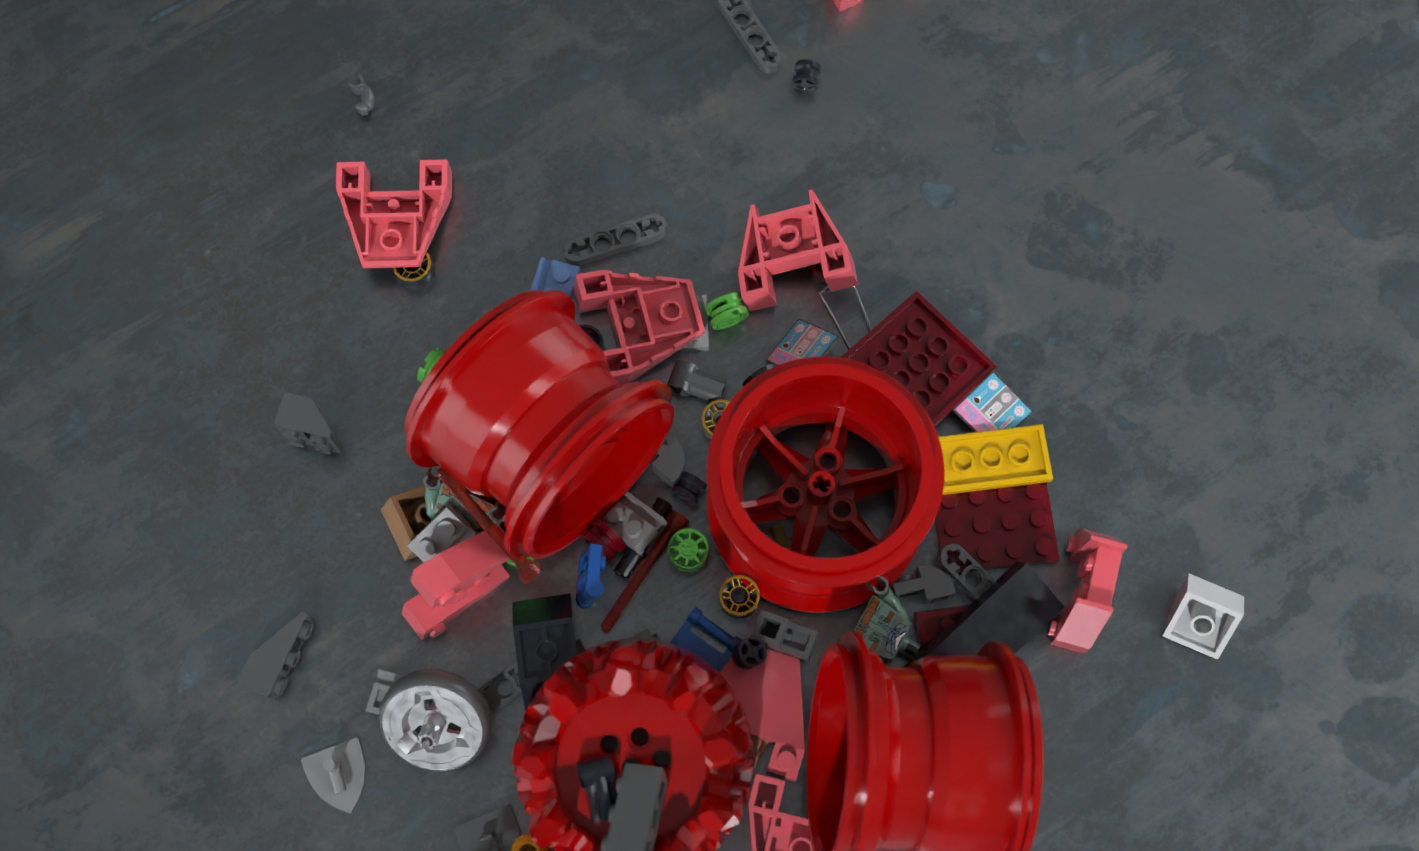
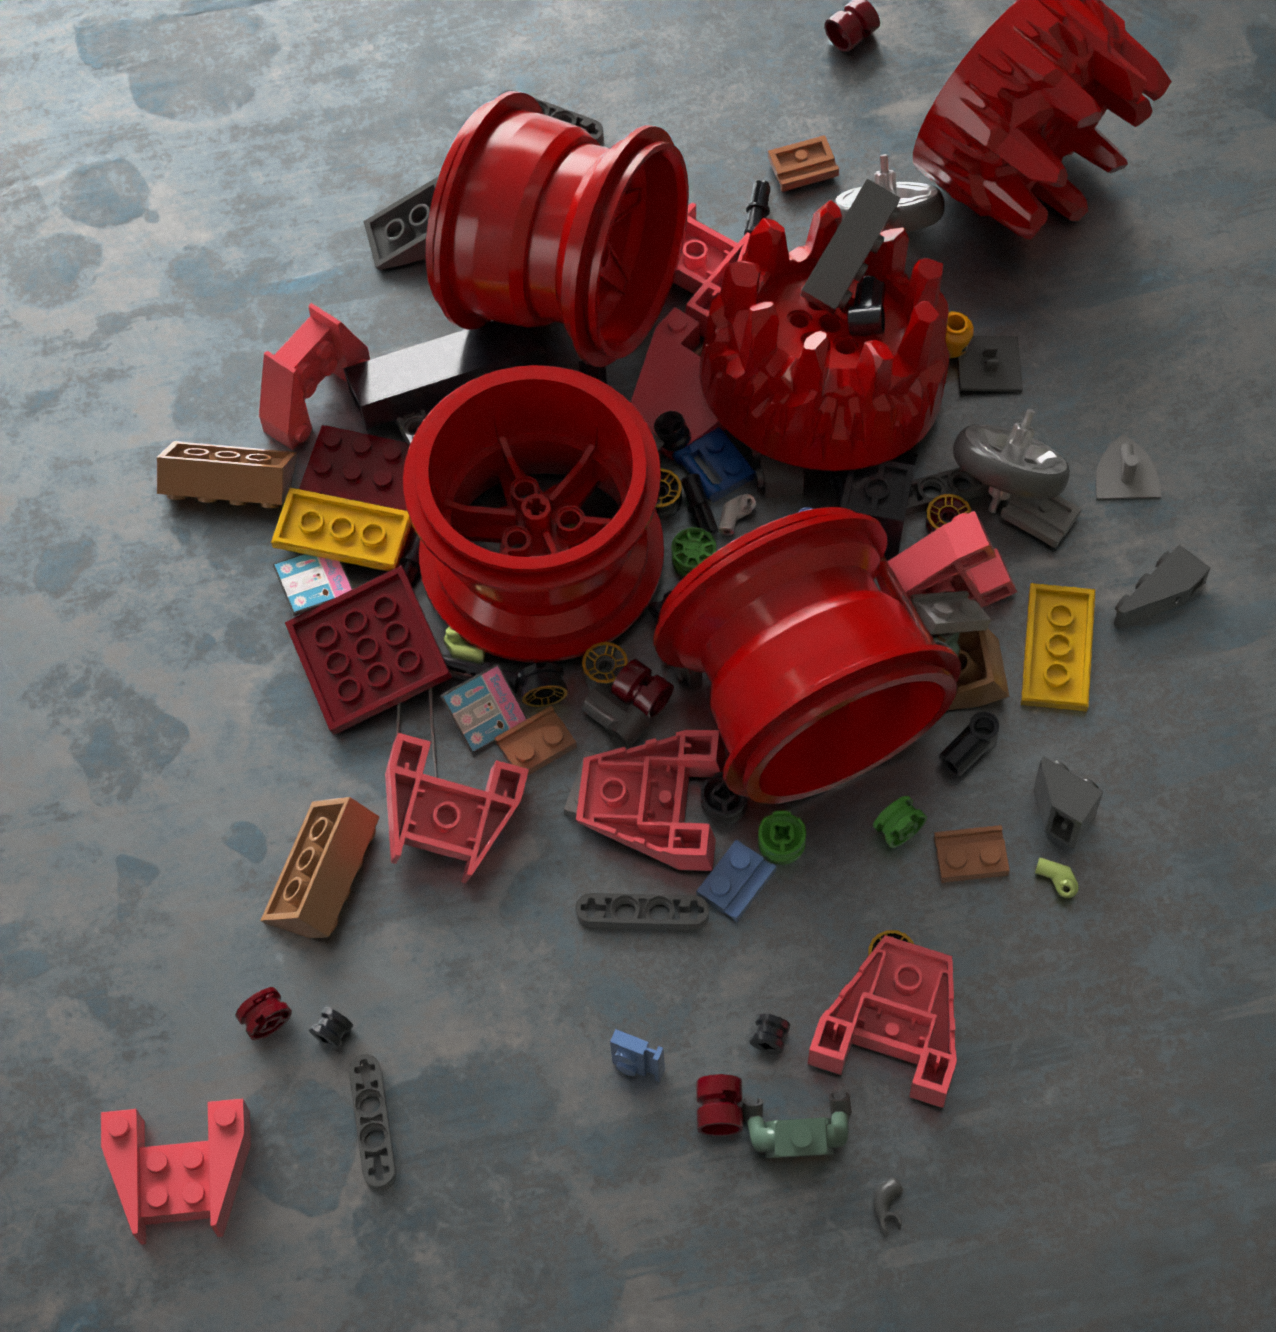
camera: 155 degrees left, 10 degrees down
(300, 377) = (1061, 876): none -> yellowish green arm
(354, 578) = (1058, 647): none -> yellow tile
(376, 372) = (971, 854): none -> nougat plate
(396, 459) = (969, 744): none -> black piece
(437, 108) = (798, 1136): none -> sand green torso
(480, 649) = (946, 507): none -> dark red wheel
(485, 179) = (769, 1033): none -> black wheel
(503, 114) = (719, 1107): none -> dark red wheel
(574, 120) = (634, 1056): none -> medium blue plate
(670, 606) = (733, 511): none -> white arm
(692, 410) = (640, 687): none -> dark red wheel
(700, 597) = (699, 503): none -> black axle
(726, 311) = (549, 774): bright green wheel -> none
(751, 343) = (536, 741): none -> nougat plate
(859, 64) = (263, 1013): none -> dark red wheel
(870, 184) = (321, 867): none -> medium nougat slope
(1078, 795) = (400, 229): none -> dark grey slope
(1116, 484) = (225, 473): none -> medium nougat slope
(1204, 616) = (209, 331): white slope -> none

